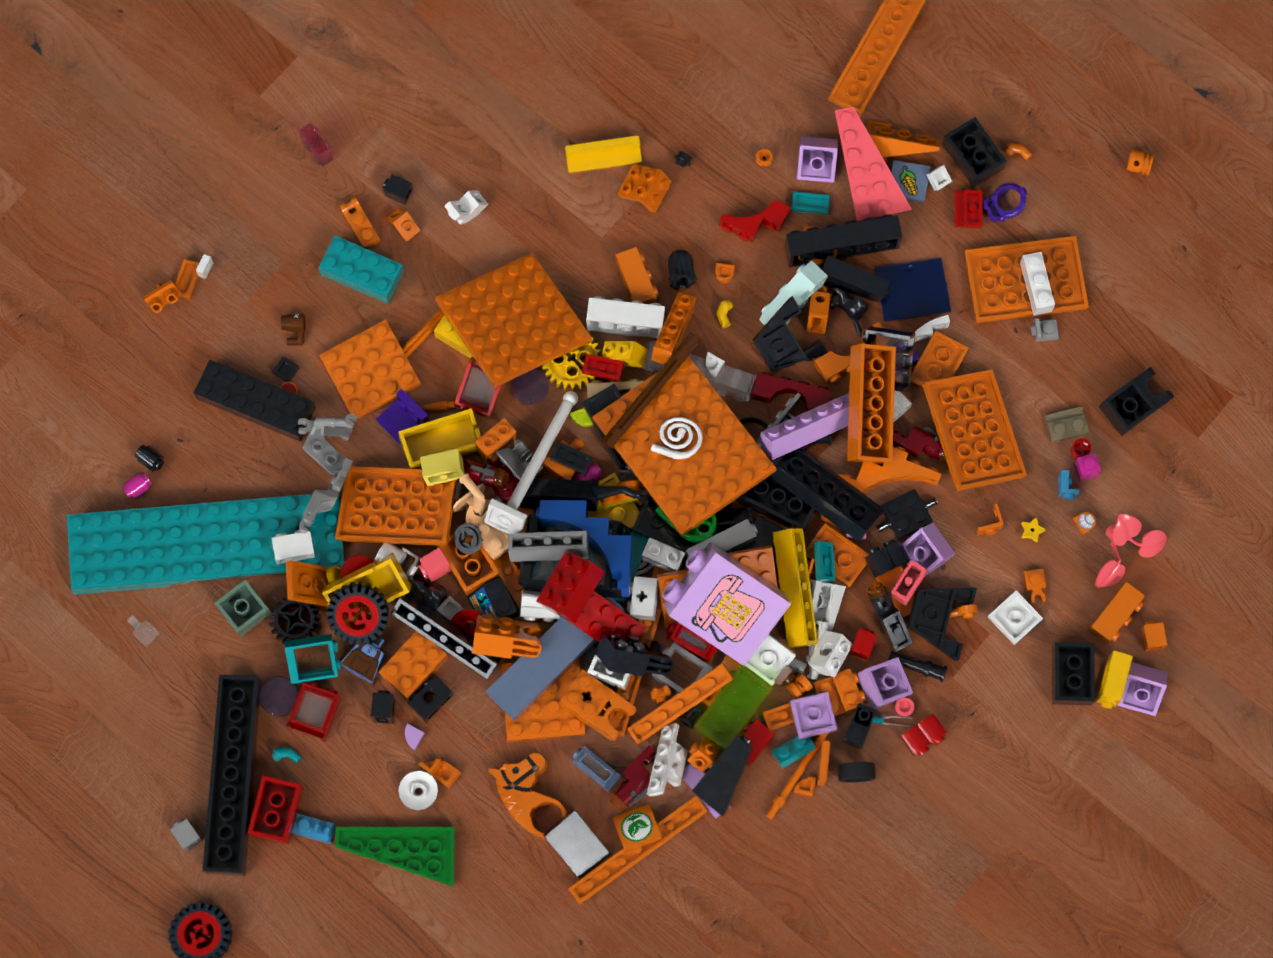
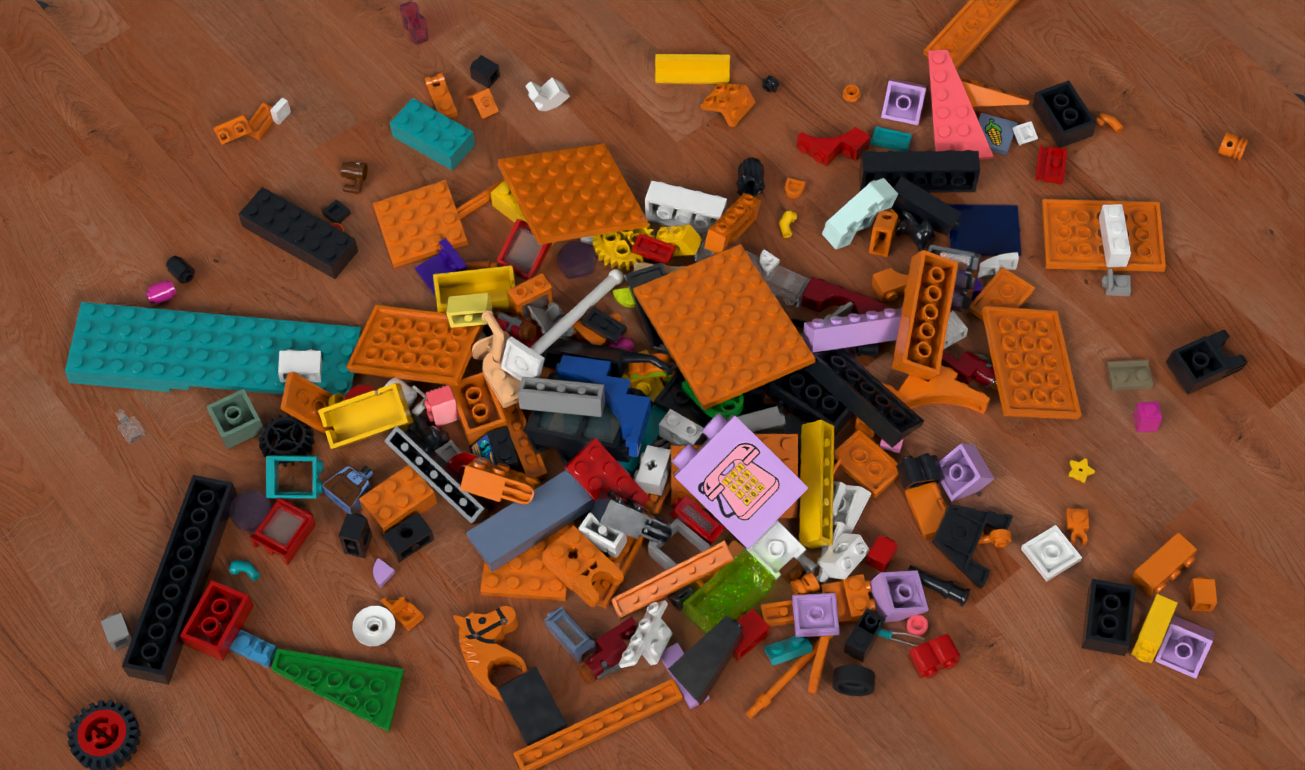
camera: 10 degrees right, 15 degrees down
(328, 458) = (341, 323): light grey piece -> none
(342, 602) = (335, 420): wheel -> none
(462, 533) = (476, 375): black gear -> none
(531, 609) = (542, 459): white brick -> none
(570, 586) = (575, 433): red brick -> none
(636, 276) = (702, 172): orange brick -> none
(637, 828) = (602, 702): slope -> none
(651, 390) = (697, 269): reddish brown piece -> none
(660, 695) = (652, 567): orange plate -> none
(680, 434) = (719, 313): white piece -> none
(703, 754) = (687, 635): orange brick -> none
(778, 343) = (837, 252): black wing -> none
(805, 786) = (795, 690): orange tile -> none
(824, 561) = (852, 463): teal plate -> none
(889, 617) = (913, 529): black plate -> none
(906, 514) = (946, 433): black plate -> none
(908, 583) = (939, 496): coral brick -> none
(992, 205) = (1083, 174): dark purple piece -> none
(992, 528) = (1037, 461): orange bracket -> none
(1064, 484) = (1121, 436): dark azure bracket -> none
(1080, 445) = (1142, 394): red wheel -> none
(1085, 522) = (1138, 471): tile -> none
(1121, 532) = (1182, 470): coral plant -> none

